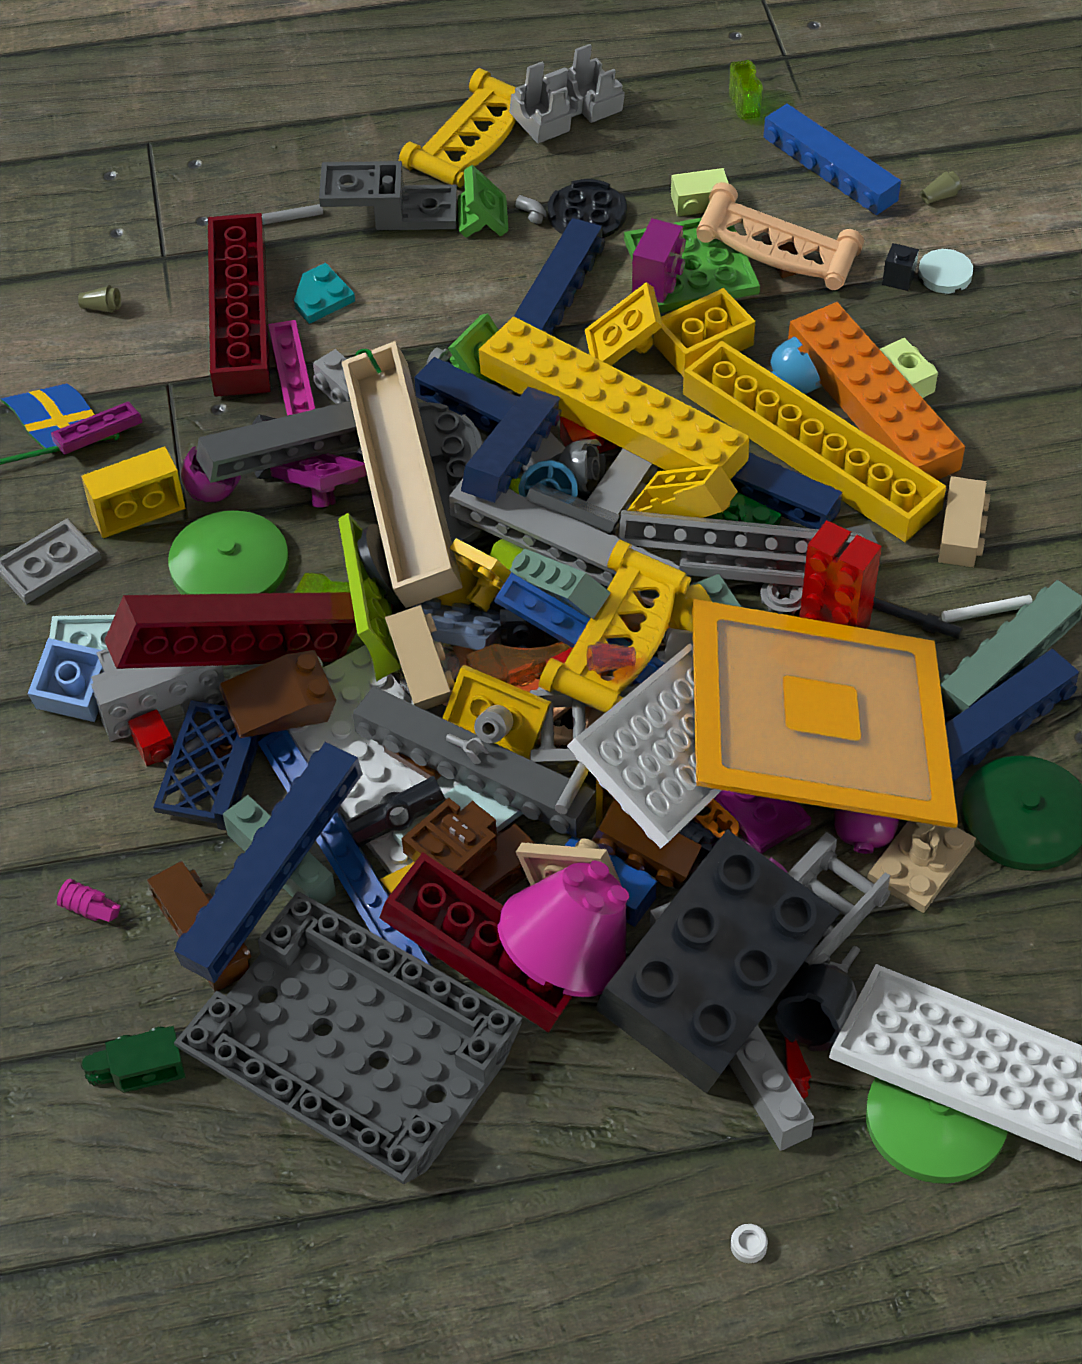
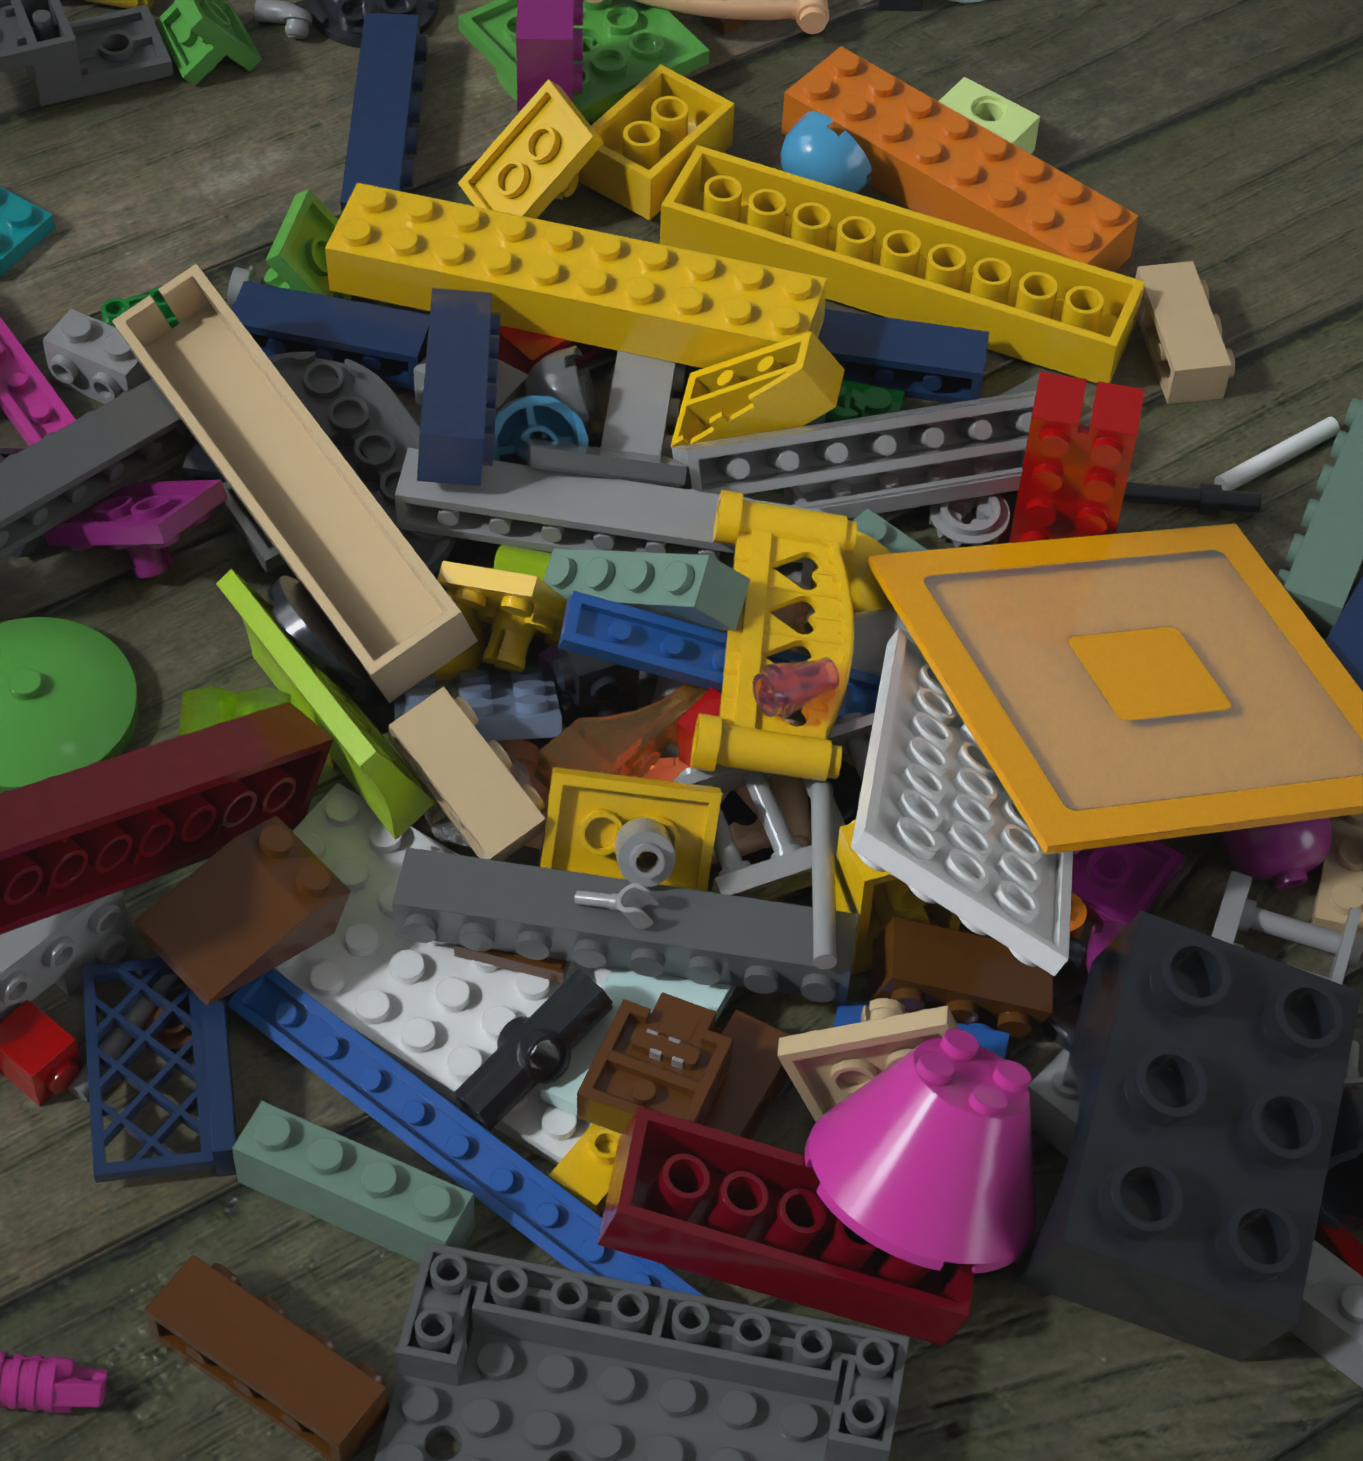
camera: 25 degrees left, 0 degrees up
(268, 862) = (362, 1213): dark blue brick -> none

